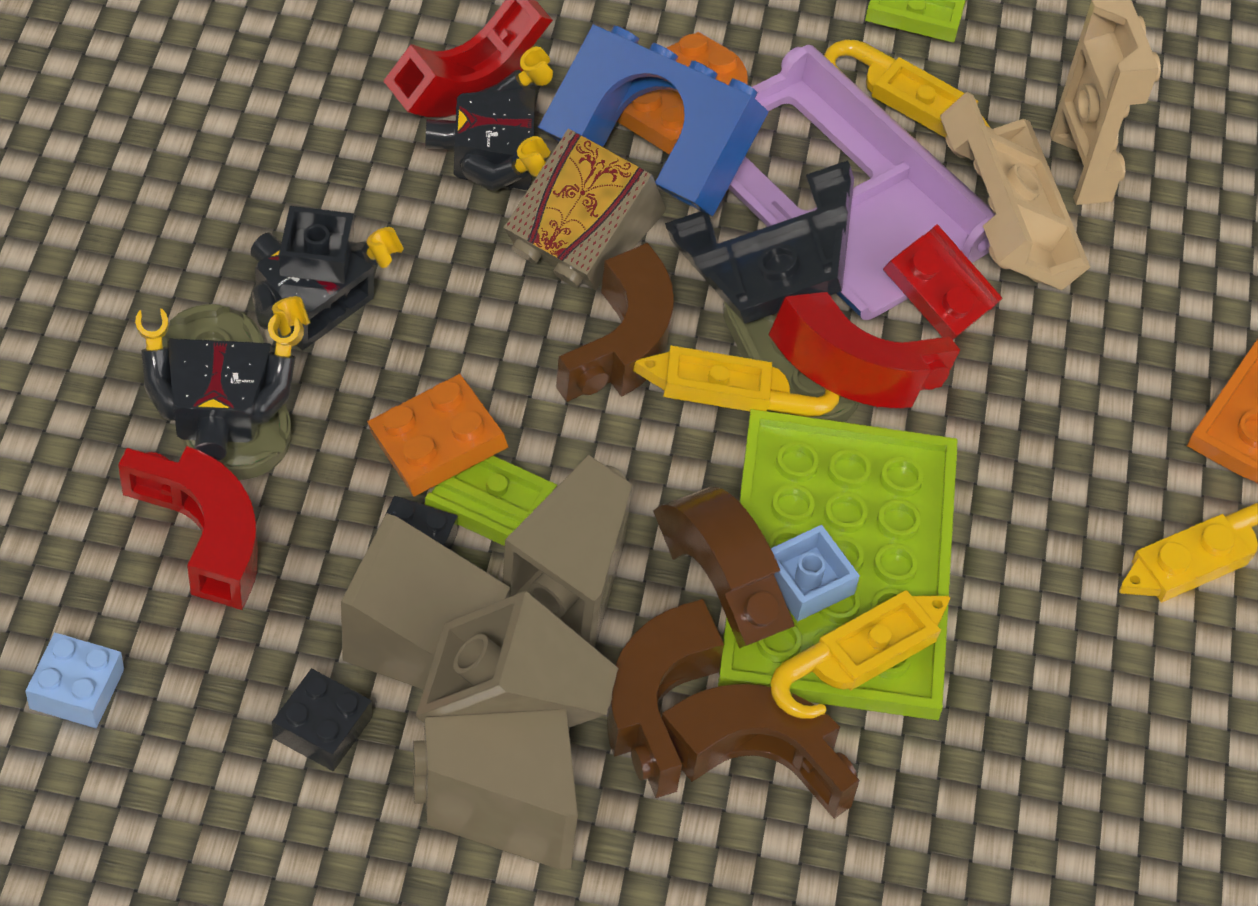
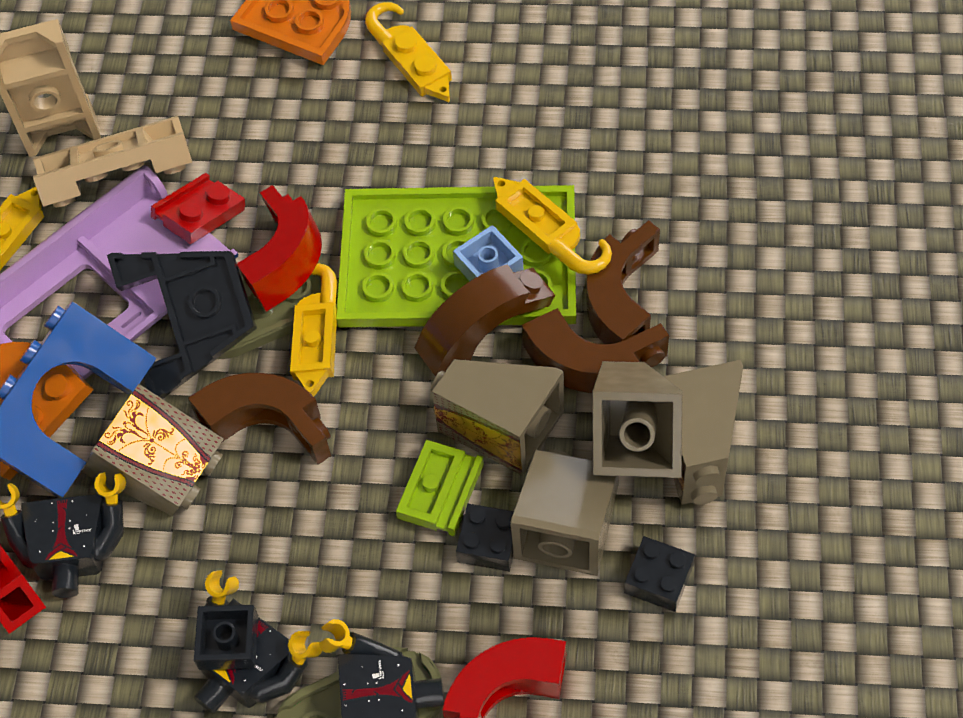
camera: 85 degrees left, 5 degrees up
(437, 434) = (392, 530): orange plate -> none

